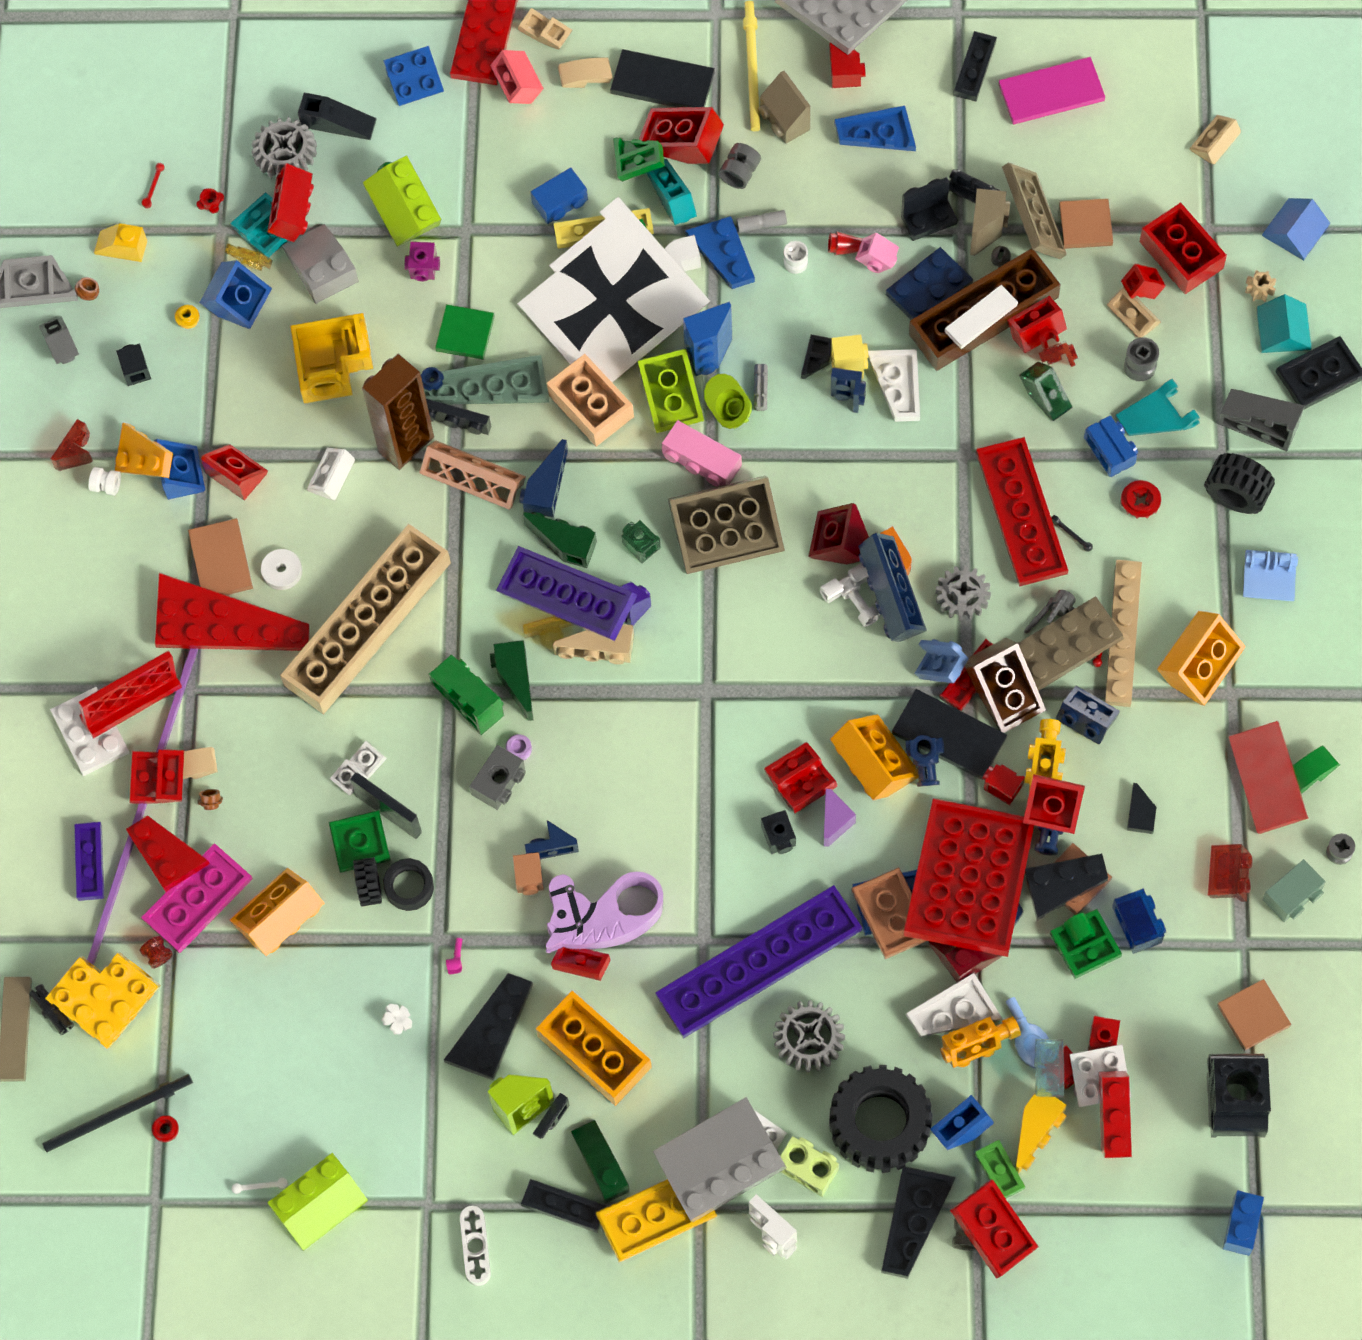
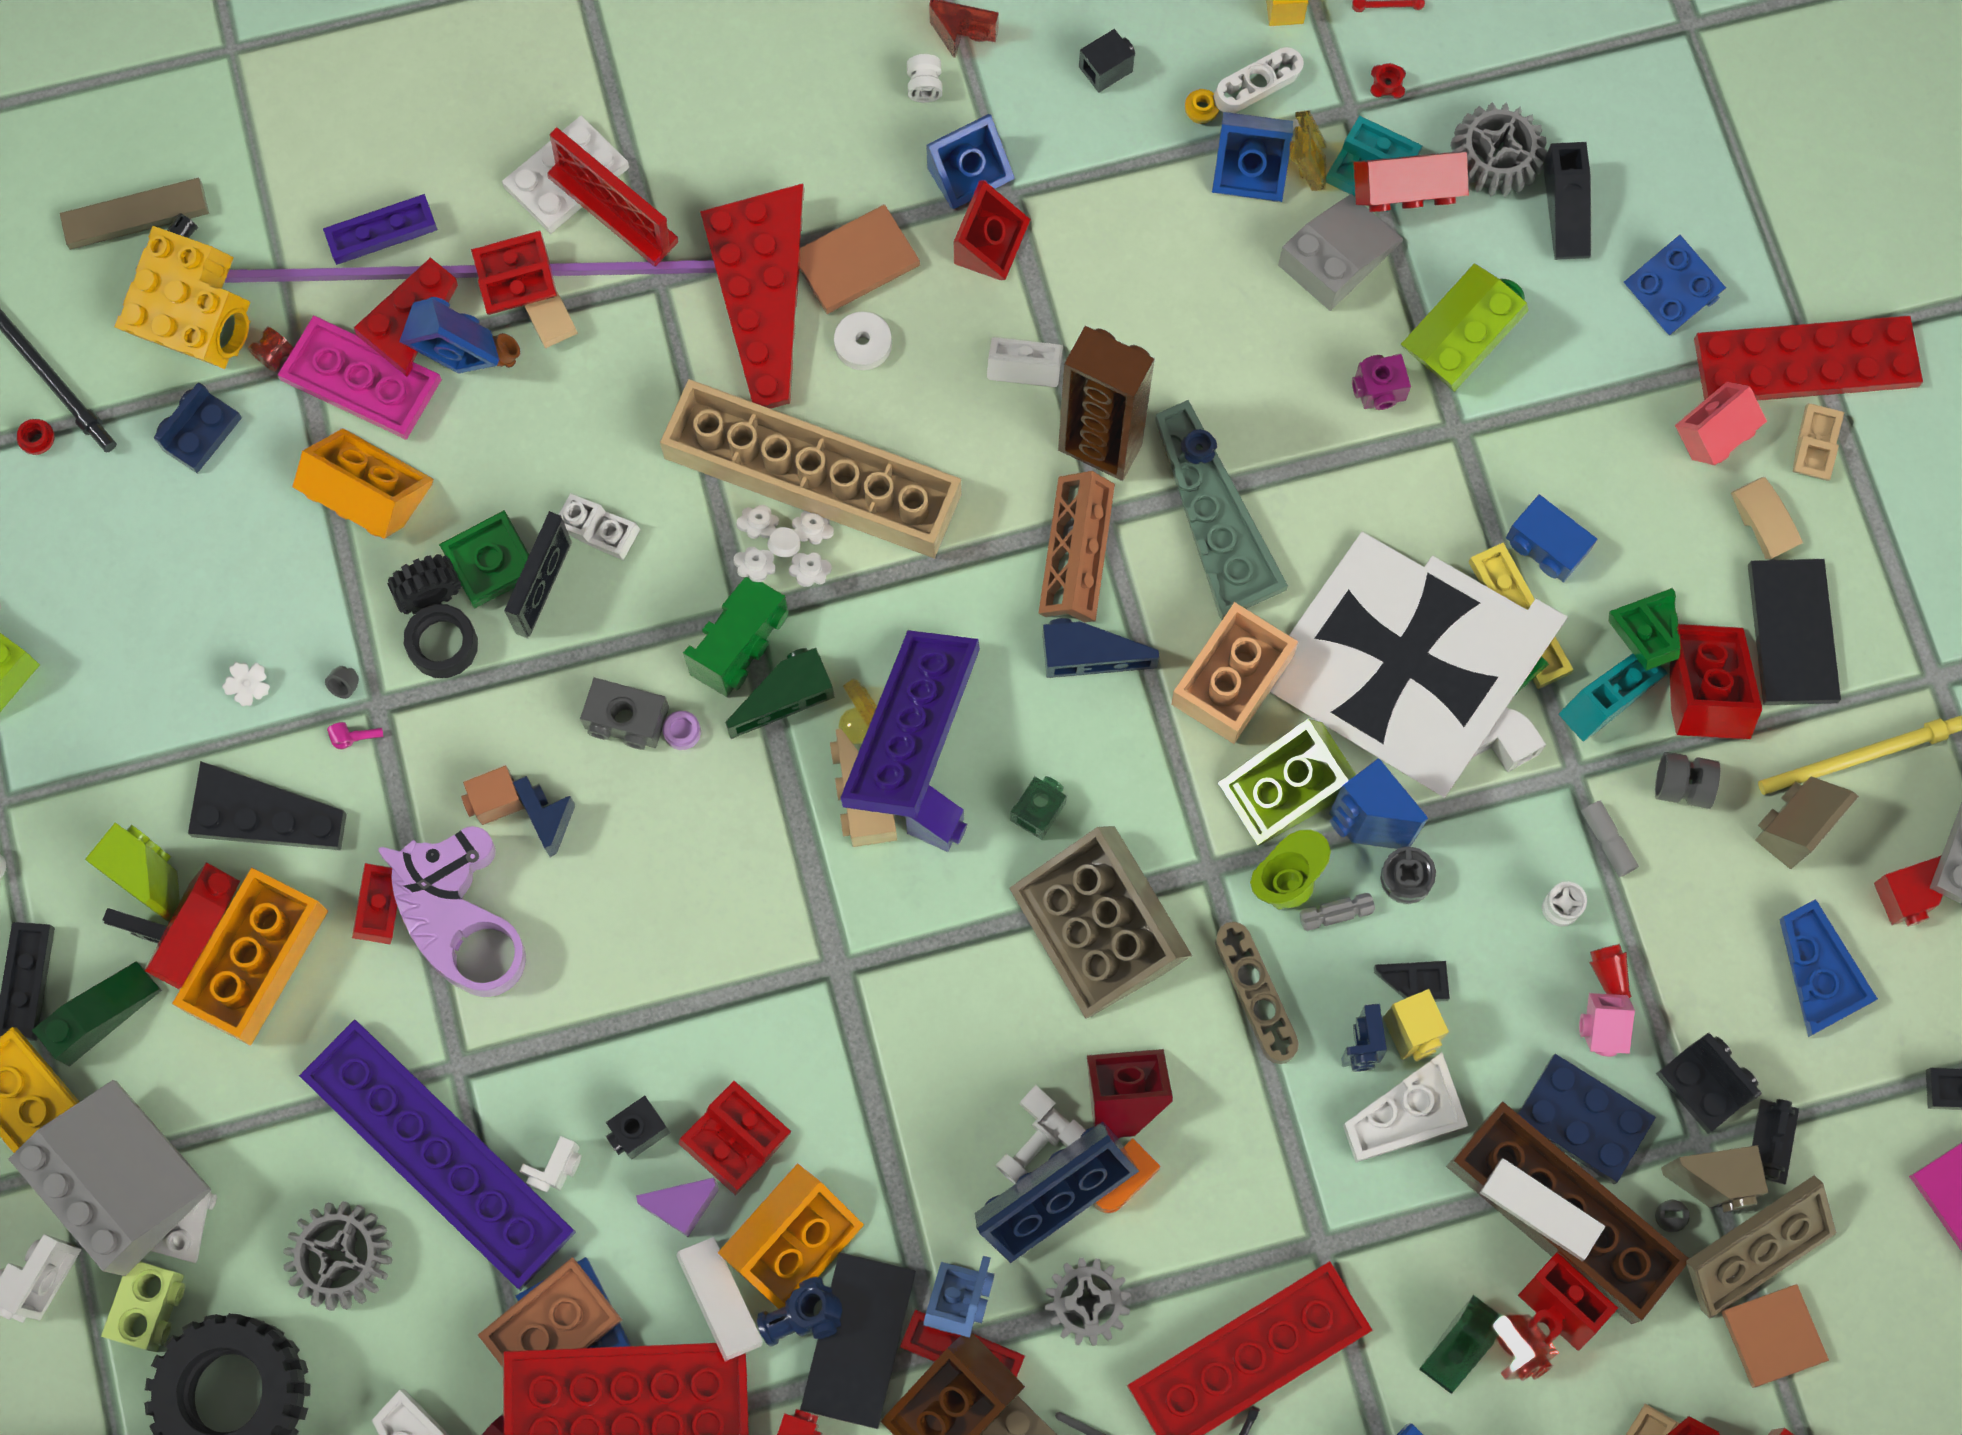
camera: 70 degrees right, 5 degrees up
(141, 455) = (965, 105): light orange wing -> none
(180, 285) = (1264, 67): none -> white beam
(194, 824) = (449, 336): none -> blue slope
(199, 1015) = (196, 427): none -> dark blue bracket
(328, 353) = (1196, 300): yellow piece -> none
(411, 649) = (783, 543): none -> white plant
(421, 958) = (342, 682): none -> dark grey hinge
(458, 417) = (1154, 495): black plate -> none
(465, 332) = (1295, 473): green tile -> none
(563, 1074) = (192, 925): none -> red slope
(567, 541) = (1006, 703): dark green slope -> none
(701, 454) = (1197, 855): bright pink brick -> none
(723, 248) = (1543, 798): blue wing -> none
(750, 339) = (1408, 875): none -> dark grey wheel
(788, 884) = (563, 1162): none -> white bracket
(798, 451) = (1252, 994): none -> dark tan beam
(901, 807) = (719, 1299): none -> white tile

